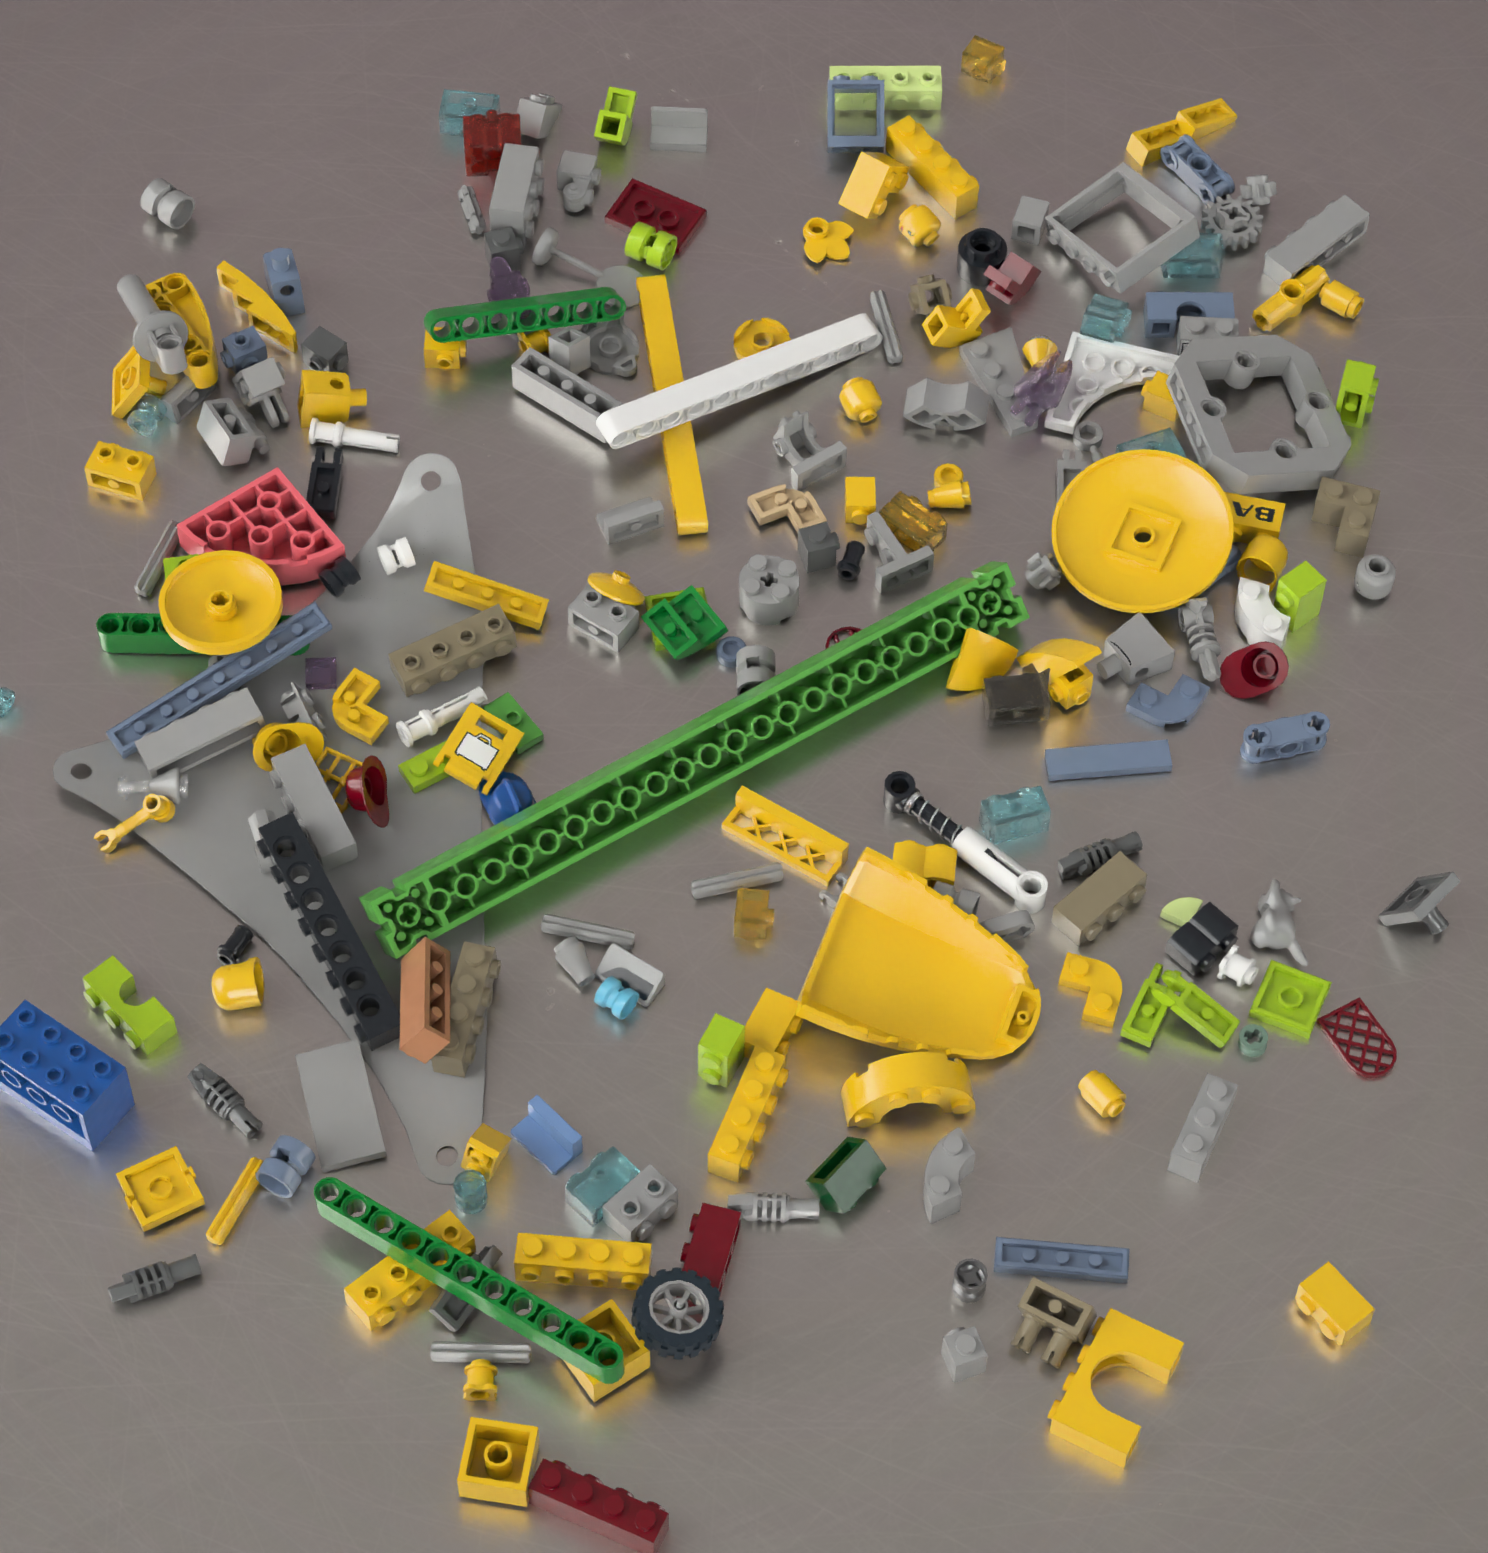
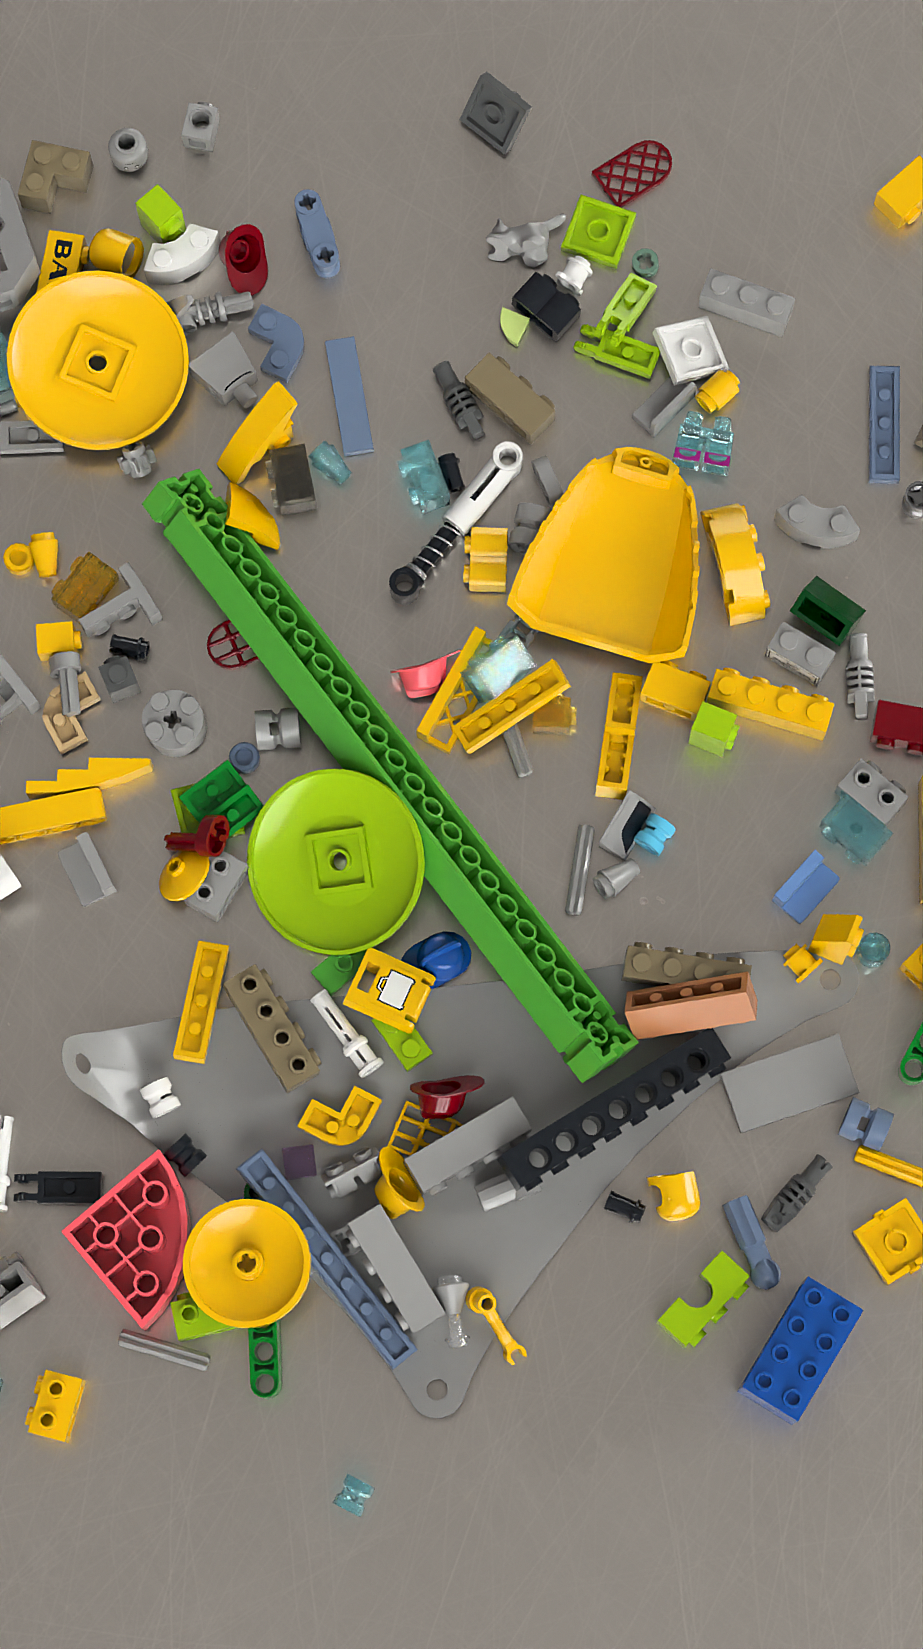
camera: 90 degrees left, 20 degrees up
(180, 1054) = (751, 1239): none -> sand blue piece
(464, 1120) = (801, 961): none -> yellow brick
(572, 705) = (295, 867): none -> lime dish
(641, 596) = (208, 840): none -> dark red piece
(714, 975) = (618, 736): none -> yellow slope
(720, 523) = (101, 774): none -> yellow slope
(759, 867) = (511, 706): none -> yellow plate
(800, 798) = (424, 678): none -> coral piece
(800, 1147) = (800, 654): none -> light grey brick
(802, 860) = (497, 668): none -> clear light blue brick
(831, 502) = (66, 667): none -> light grey piece
(1021, 842) = (450, 470): none -> black pin
(1036, 1076) = (716, 441): none -> clear light blue hips
(1037, 735) = (328, 460): none -> clear light blue cone
(1089, 1044) = (663, 406): none -> light grey panel
(1099, 981) = (599, 395): yellow plate -> none
(1149, 1071) = (690, 350): none -> white plate
(1396, 635) = (203, 137): none -> light grey brick

